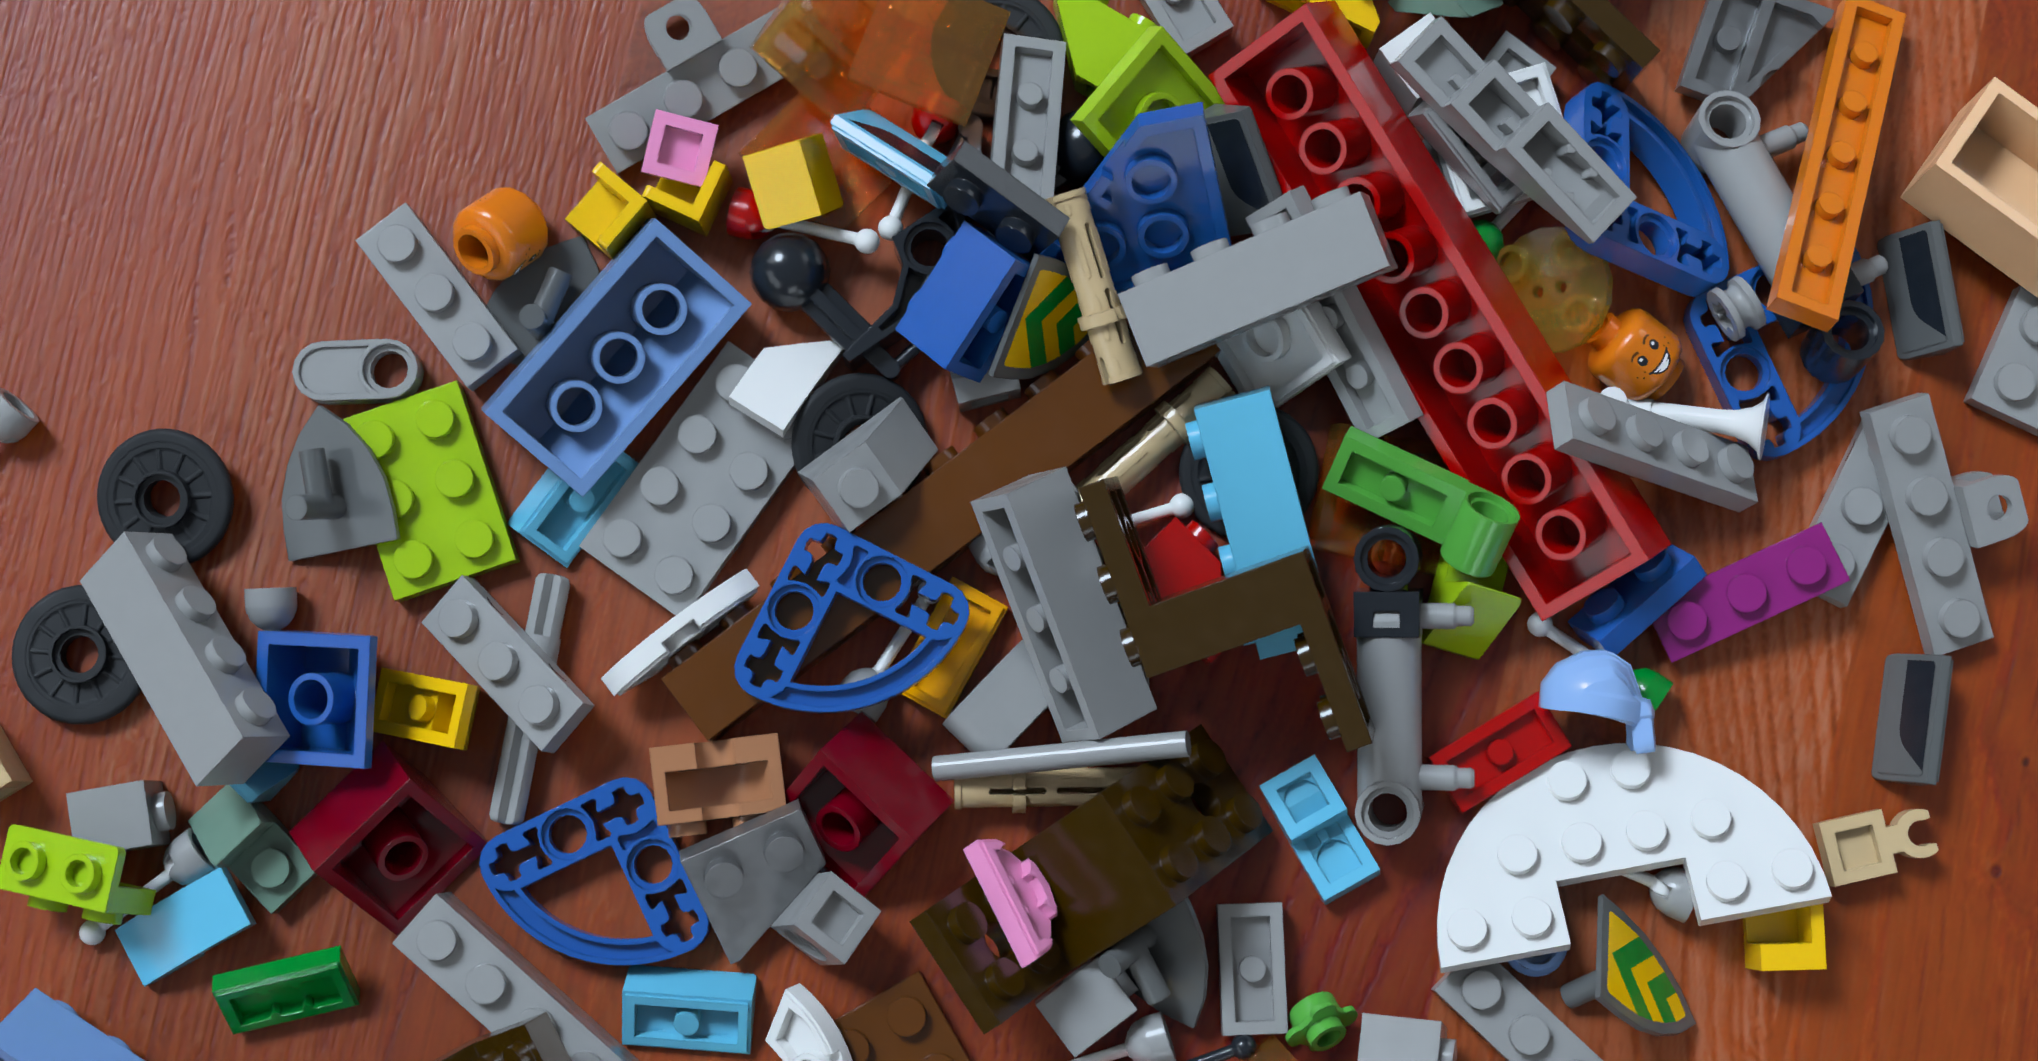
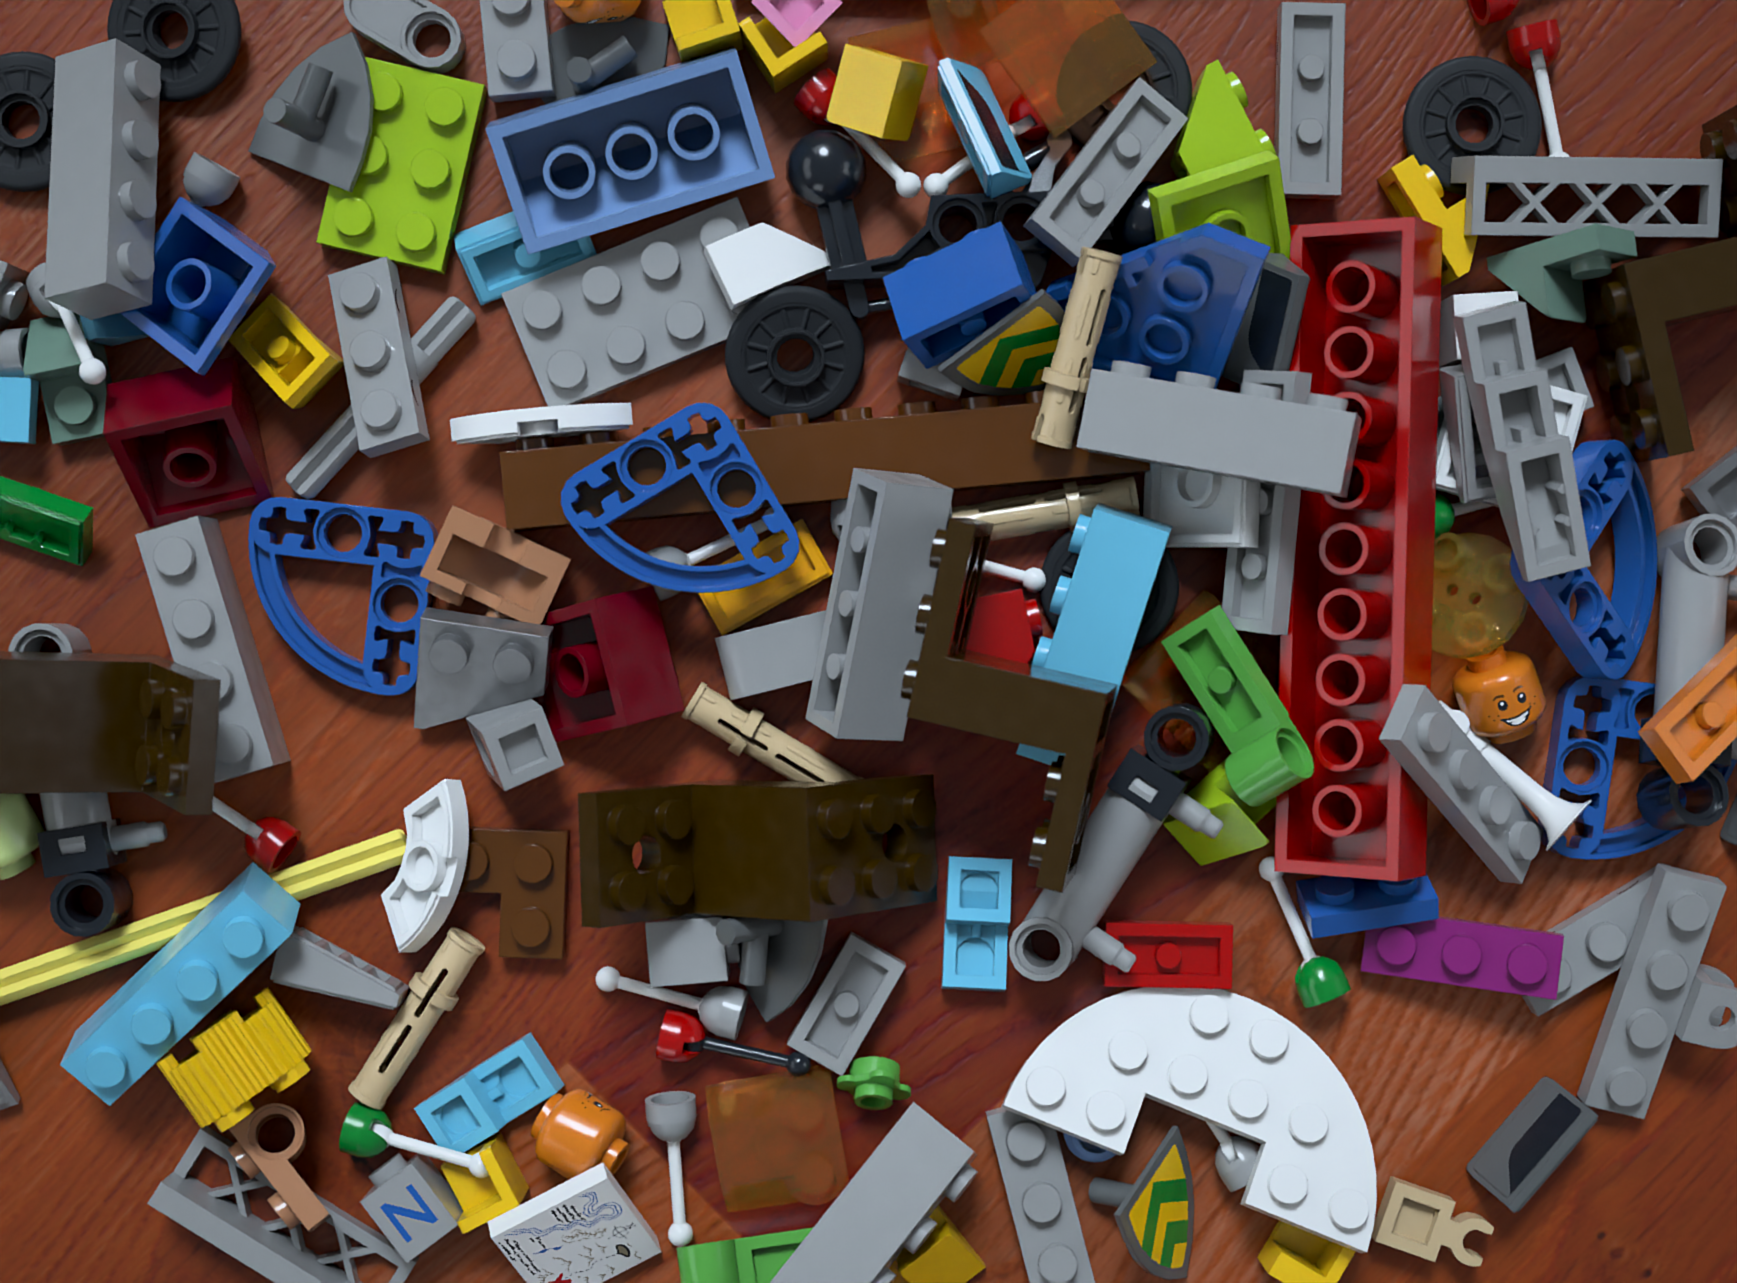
camera: 30 degrees right, 5 degrees up
(177, 781) = (91, 369): none -> white hinge
(688, 1009) = (356, 742): medium azure slope -> none
(869, 466) = (789, 381): light grey slope -> none
(997, 201) = (1038, 223): black plate -> none
(1017, 897) = (683, 829): bright pink tile -> none
(1061, 756) = (796, 731): light grey bar -> none
(1603, 687) = (1288, 958): light blue piece -> none
(1736, 308) = (1611, 710): light grey bush -> none

